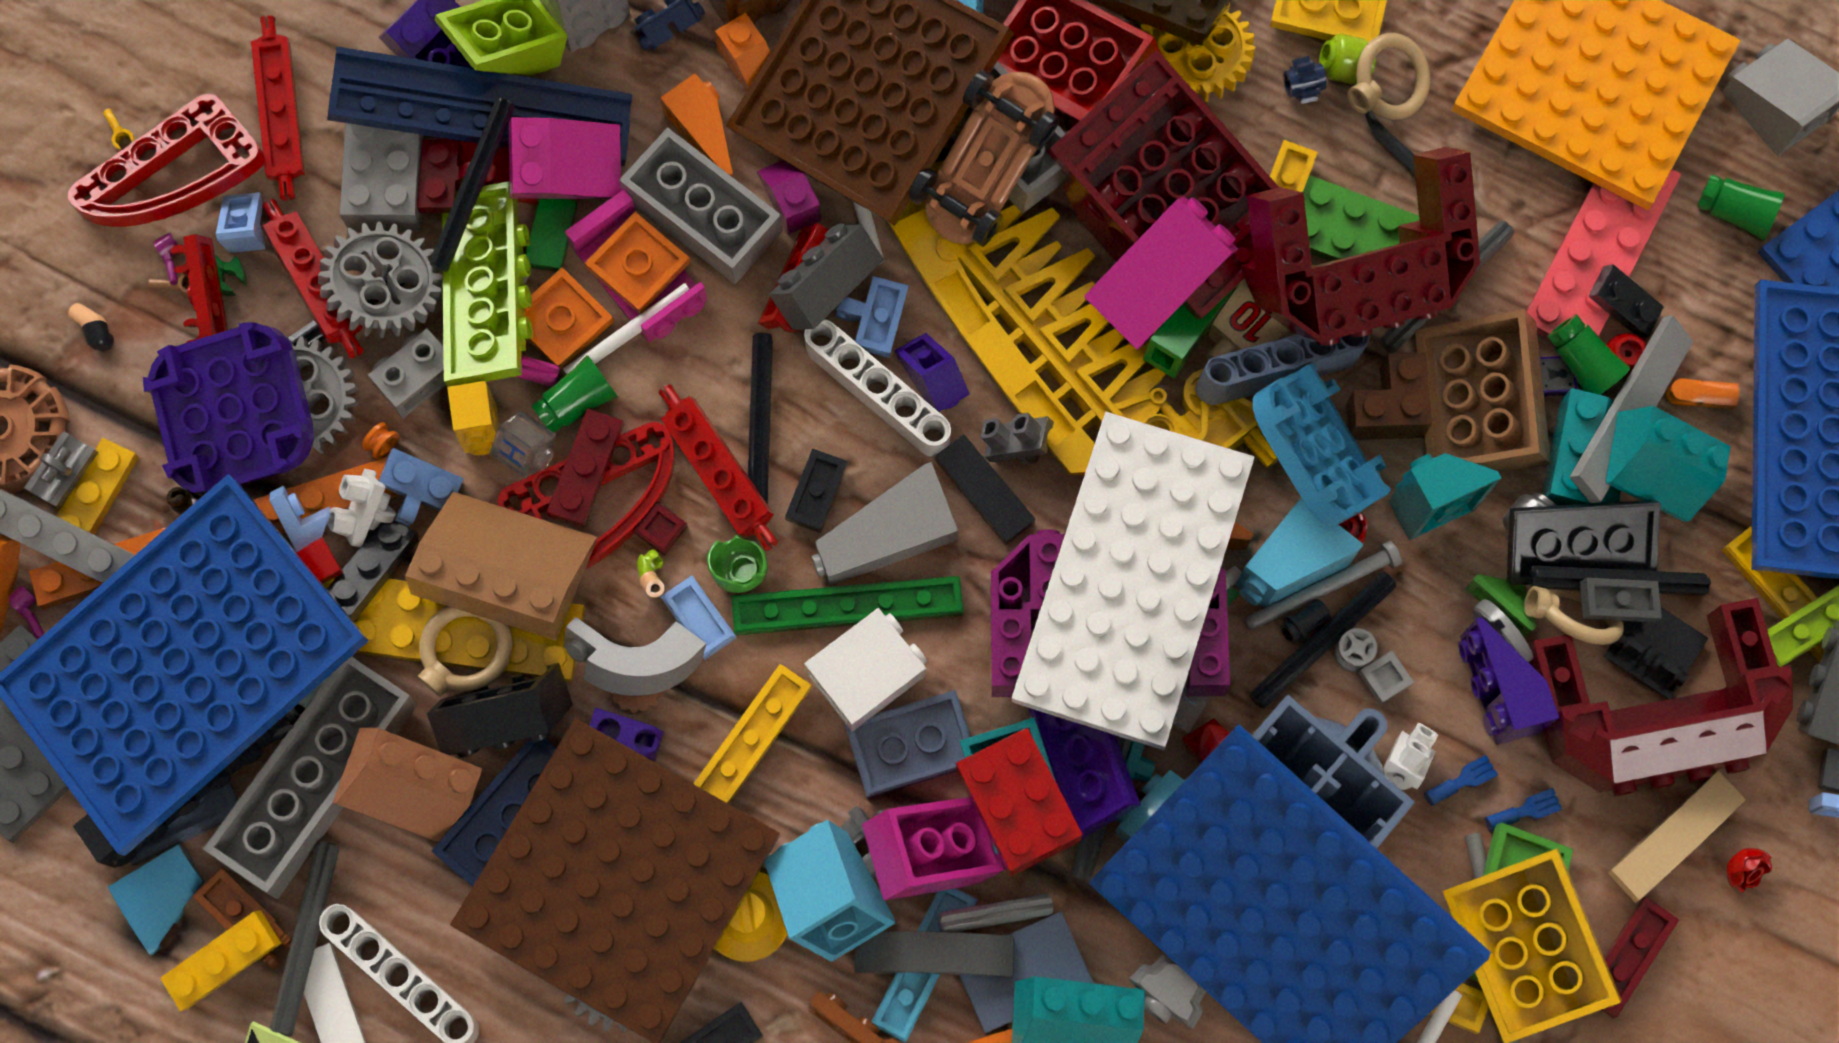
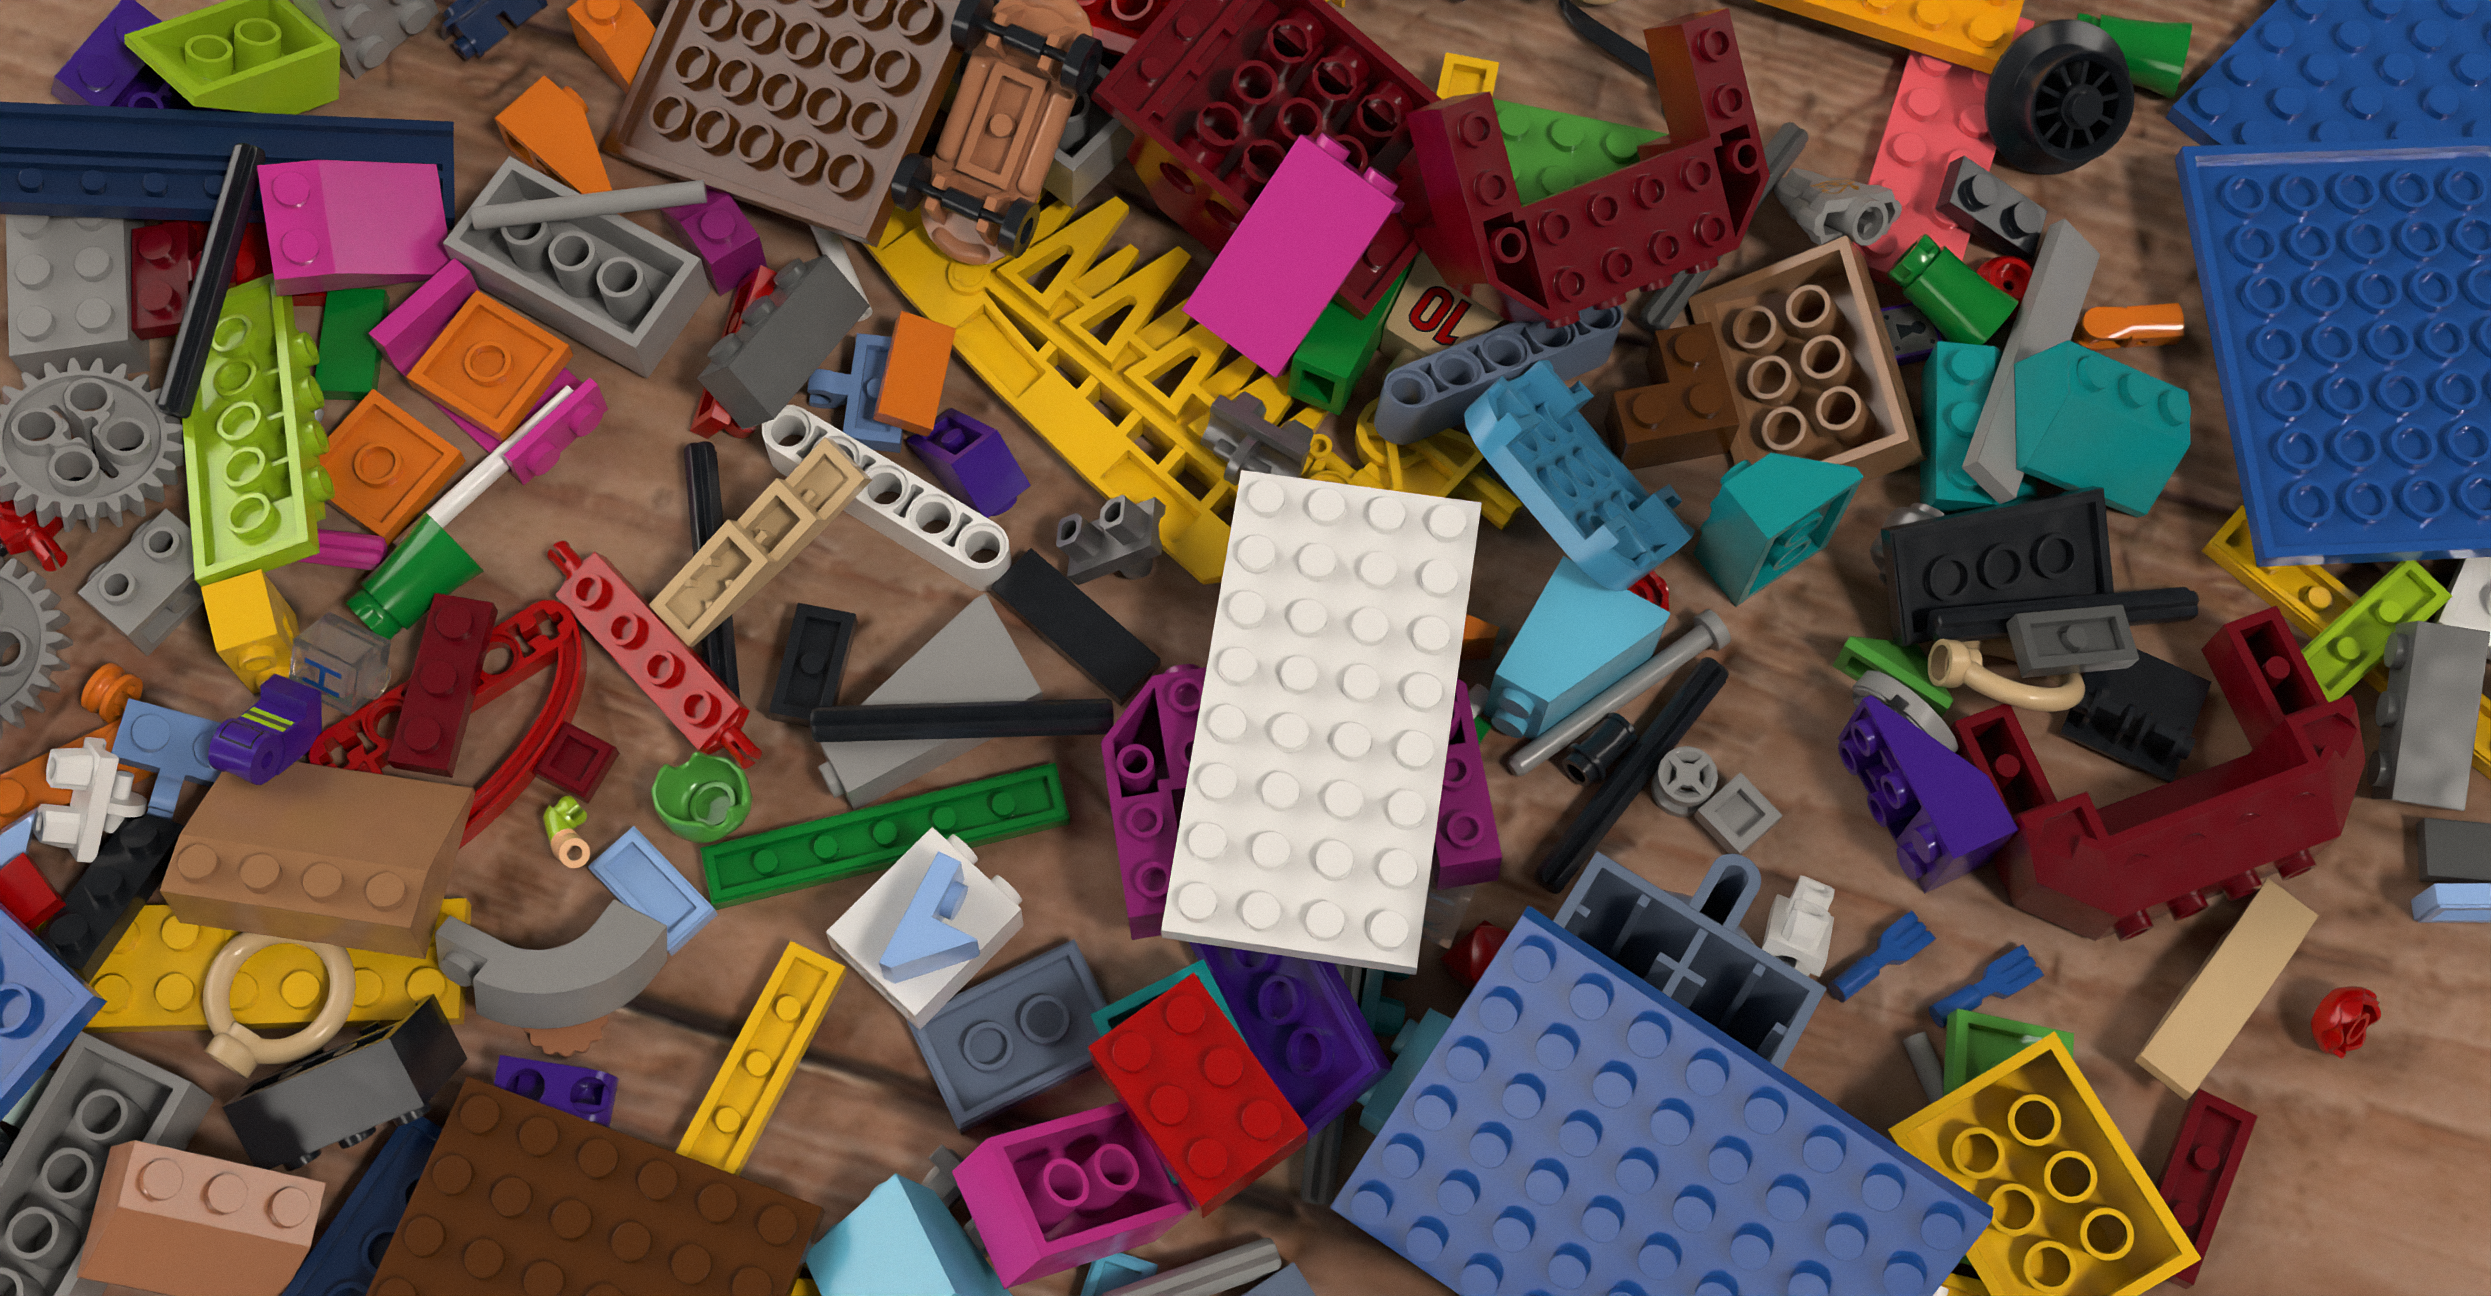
camera: 10 degrees left, 5 degrees down
(477, 483) = (269, 733): none -> dark purple leg
(715, 169) = (589, 205): none -> light grey bar
(794, 406) = (760, 543): none -> tan slope
(863, 679) = (922, 939): none -> light blue slope
(906, 309) = (914, 374): none -> orange tile
(906, 542) = (961, 720): none -> black axle
(1115, 391) = (1253, 444): none -> flat silver hips
(1523, 286) = (1837, 207): none -> light grey rock
(1685, 232) = (2058, 97): none -> black piece

